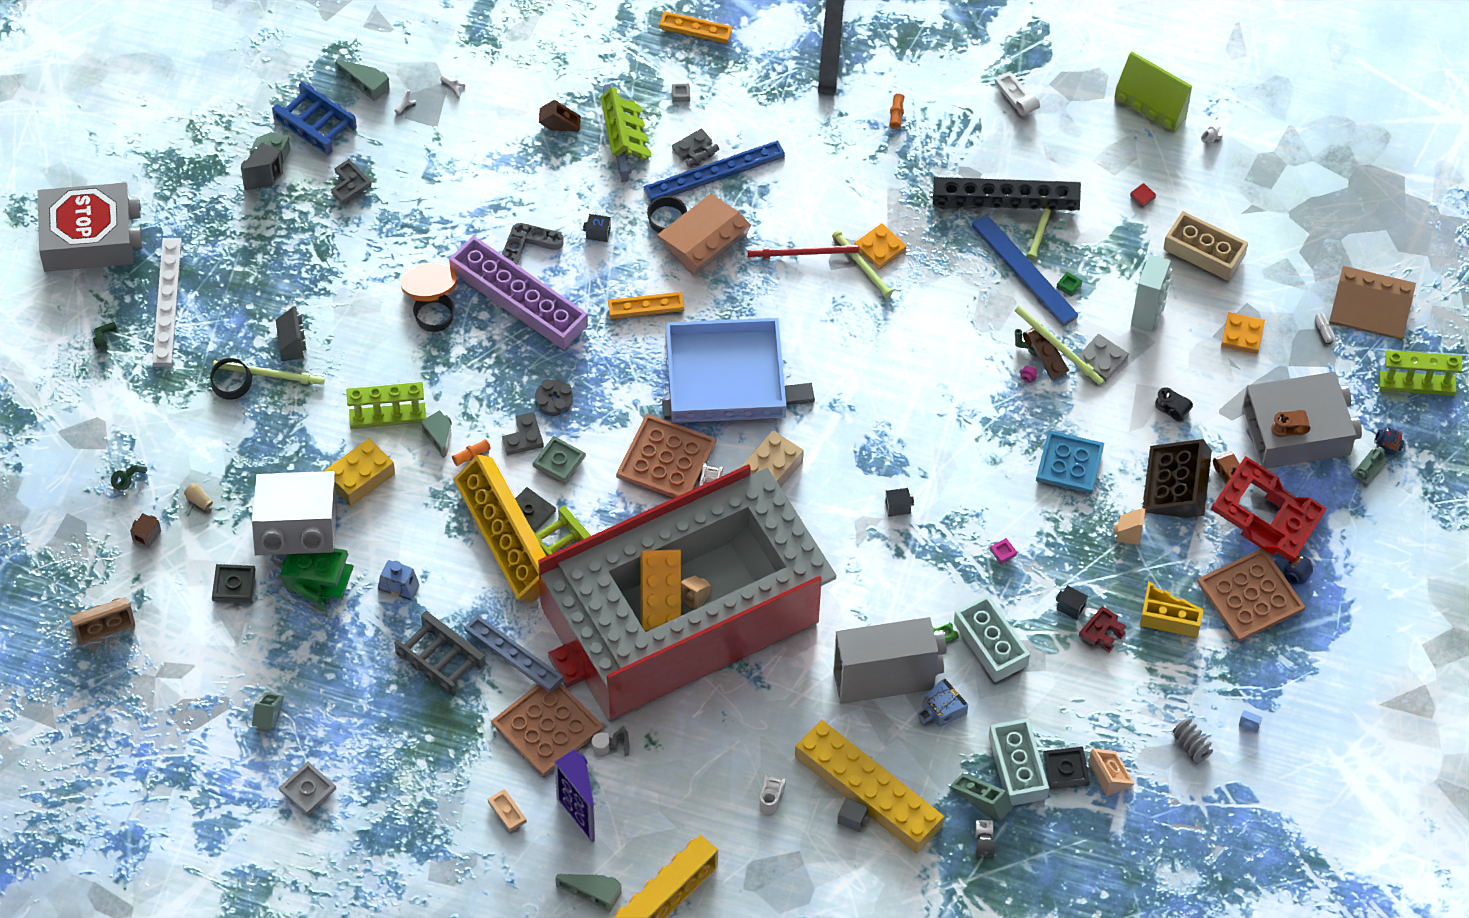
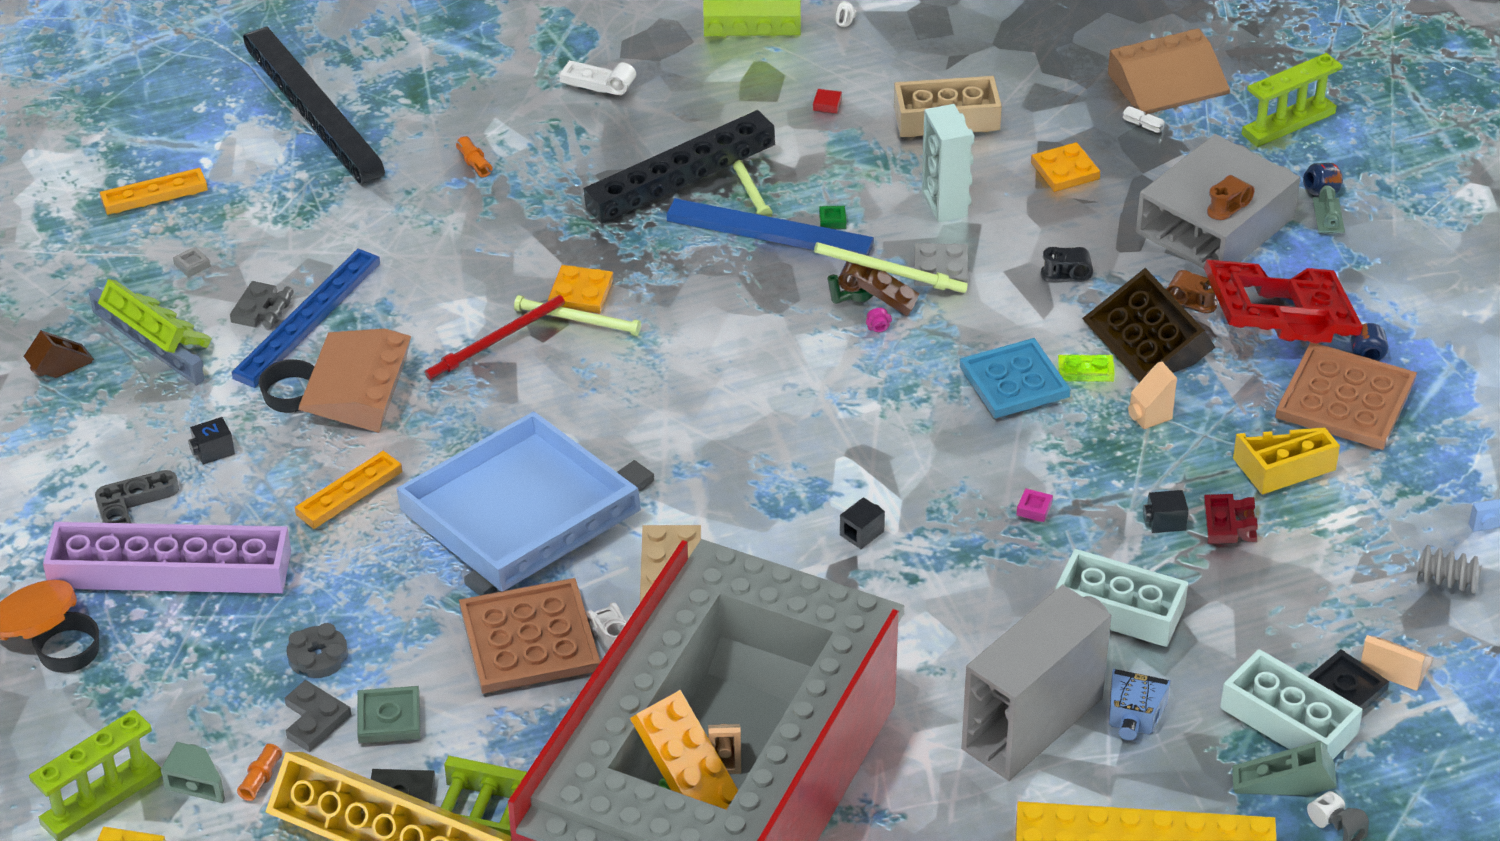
camera: 35 degrees left, 15 degrees down
(1119, 480) = (1086, 368): none -> clear neon green plate

